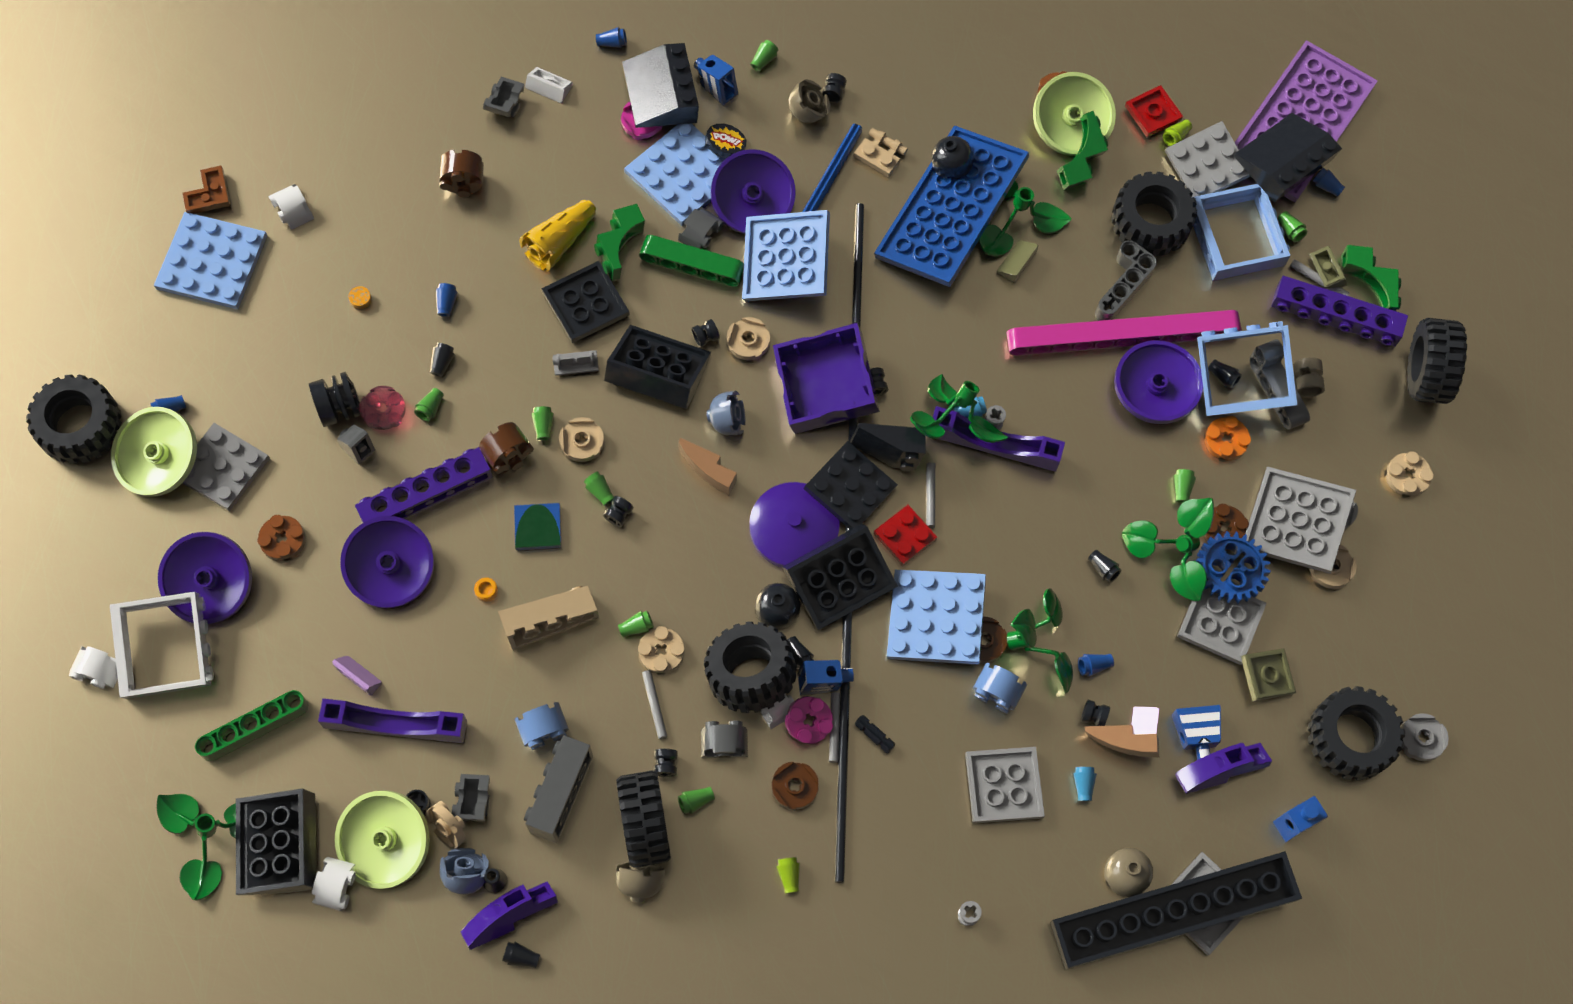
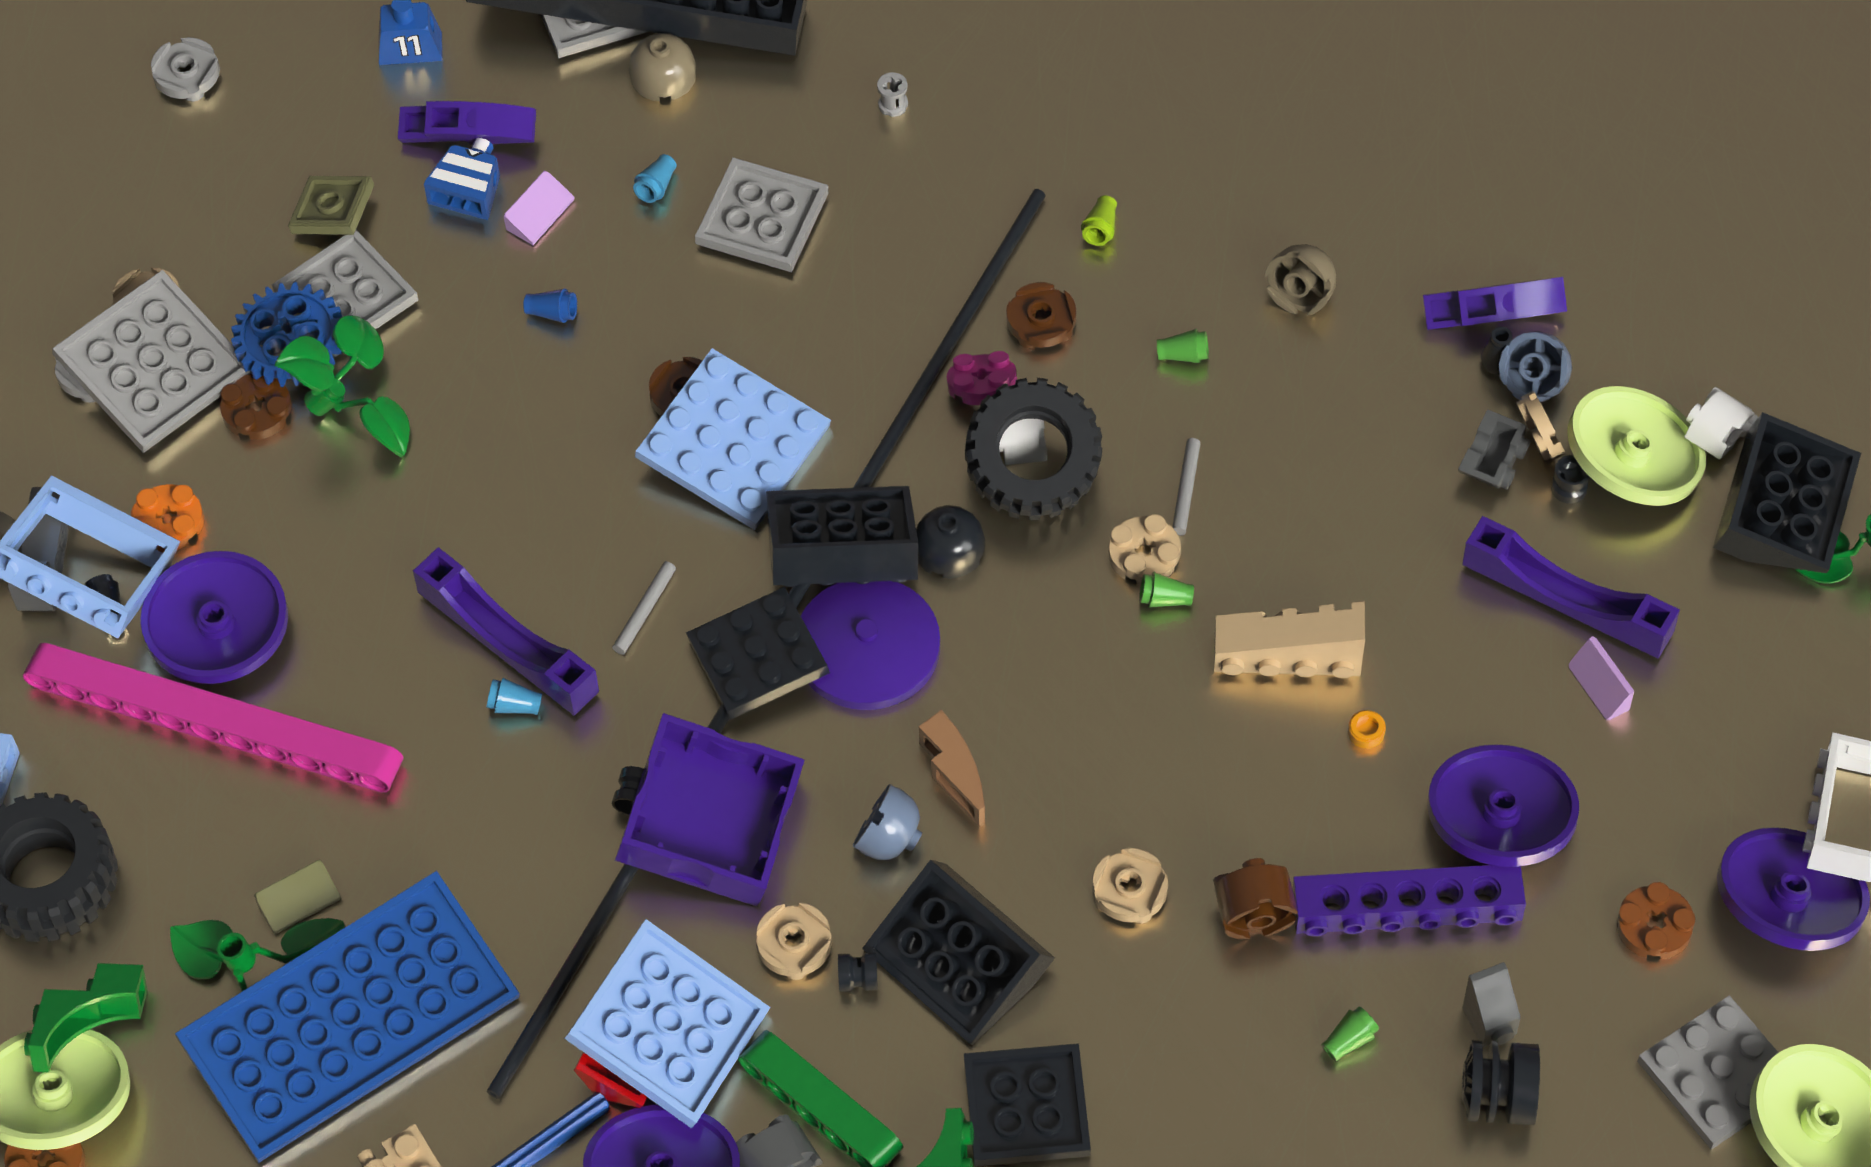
camera: 150 degrees left, 10 degrees down
(239, 726) = (1765, 675): green beam -> none
(382, 420) = (1421, 1080): clear pink plate -> none
(441, 358) = (1302, 1102): black cone -> none
(519, 955) = (1498, 259): black cone -> none
(537, 526) = (1252, 787): dark green tile -> none
(541, 725) = (1358, 499): medium blue brick -> none
(542, 421) = (1178, 937): bright green cone -> none
(558, 789) = (1367, 411): dark grey brick -> none
(575, 362) = (1085, 1014): light grey hinge -> none
(597, 485) = (1135, 803): bright green cone -> none
(617, 512) = (1121, 754): black wheel -> none
(643, 819) = (1269, 312): black tyre -> none
(665, 762) = (1206, 400): black wheel -> none
(724, 740) = (1116, 401): dark grey cylinder -> none
(800, 652) = (951, 467): black cone -> none
(822, 676) = (936, 415): blue torso -> none
(834, 734) = (940, 382): light grey bar -> none
(875, 734) = (899, 337): black axle -> none
(893, 445) = (661, 671): black slope -> none
(905, 535) = (713, 568): red plate -> none
(944, 393) = (515, 637): green plant -> none
(952, 157) = (301, 1085): black cylinder -> none
(994, 412) = (482, 658): light grey bush -> none
(999, 687) = (702, 312): medium blue brick -> none
(1026, 637) = (629, 361): green plant -> none
(1095, 713) = (593, 248): black wheel -> none
(1106, 567) = (458, 415): black cone -> none
(1123, 286) = (165, 788): dark grey beam -> none
(1123, 739) = (575, 192): medium nougat slope -> none
(1184, 483) = (273, 477): bright green cone -> none
(1376, 713) = (264, 60): black tyre -> none

